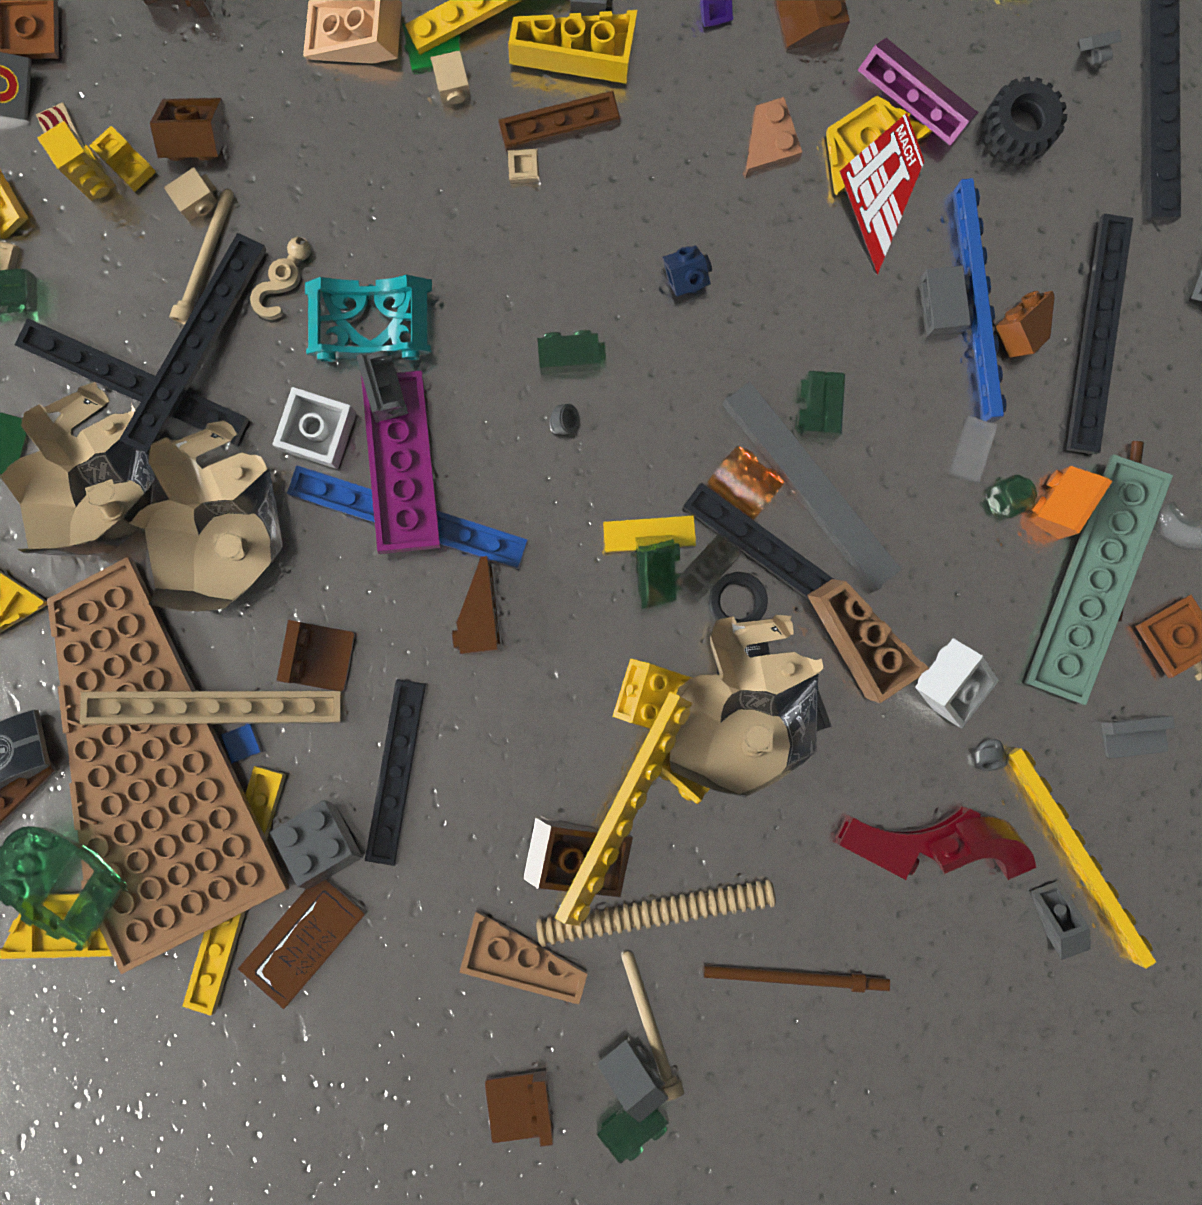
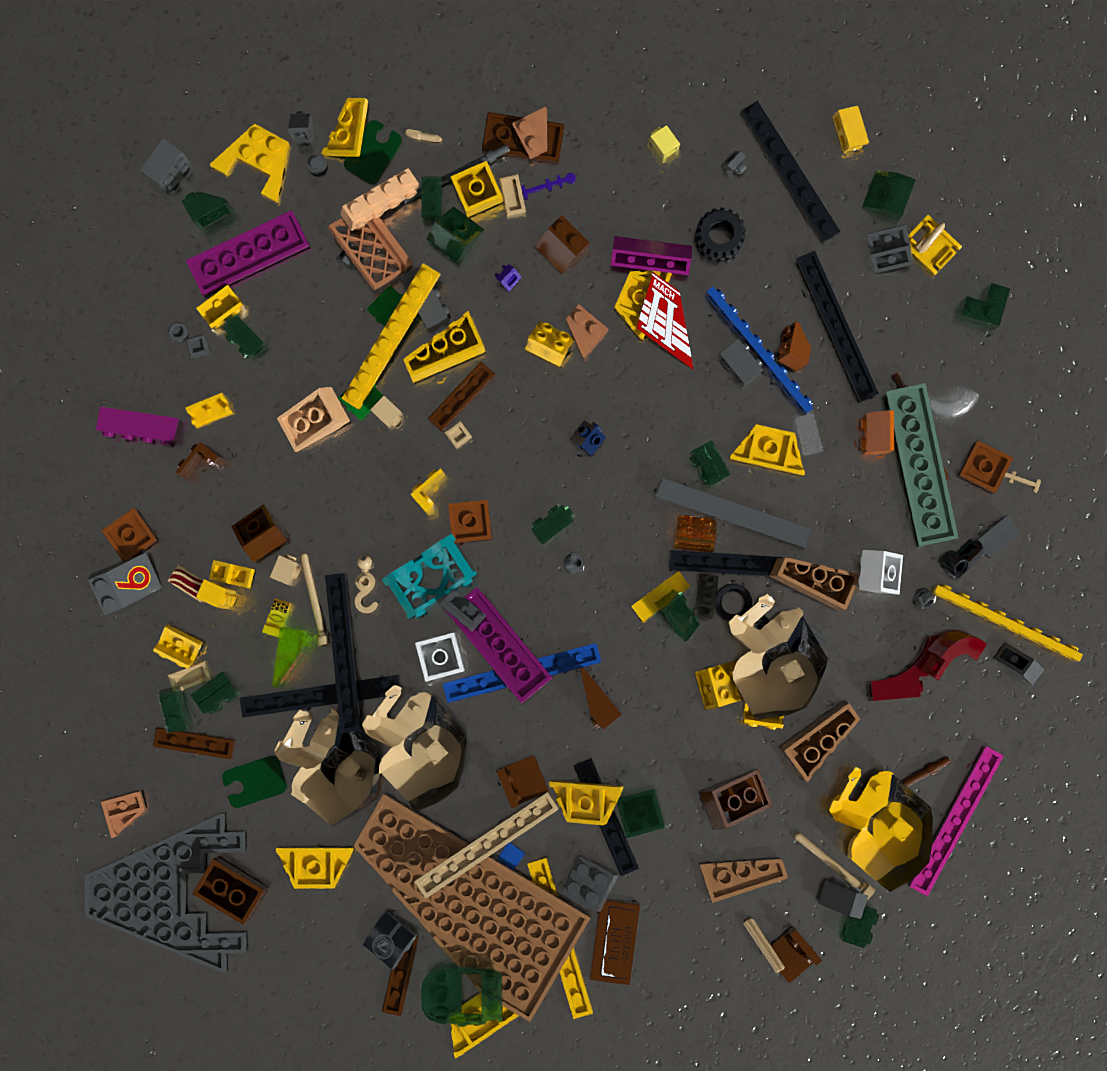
camera: 25 degrees left, 0 degrees up
(121, 300) = (290, 649): none -> clear neon green slope
(142, 249) = (277, 617): none -> yellow leg
(382, 735) = (586, 801): none -> yellow wing
(434, 199) = (419, 489): none -> yellow bracket
(442, 796) = (641, 813): none -> clear green brick
(467, 282) = (470, 521): none -> dark orange plate
(491, 1073) = (764, 945): none -> tan axle
(624, 809) = (745, 760): yellow plate -> none
(659, 912) = (798, 801): tan piece -> none
(713, 121) = (549, 343): none -> yellow bracket
(737, 850) = (819, 739): none -> medium nougat wedge
(759, 1030) = (892, 827): none -> yellow piece
(847, 1072) = (957, 818): none -> dark pink plate
(912, 437) = (770, 449): none -> yellow wing
(1012, 496) = (846, 448): clear green head -> none
(1068, 738) = (960, 562): none -> black plate

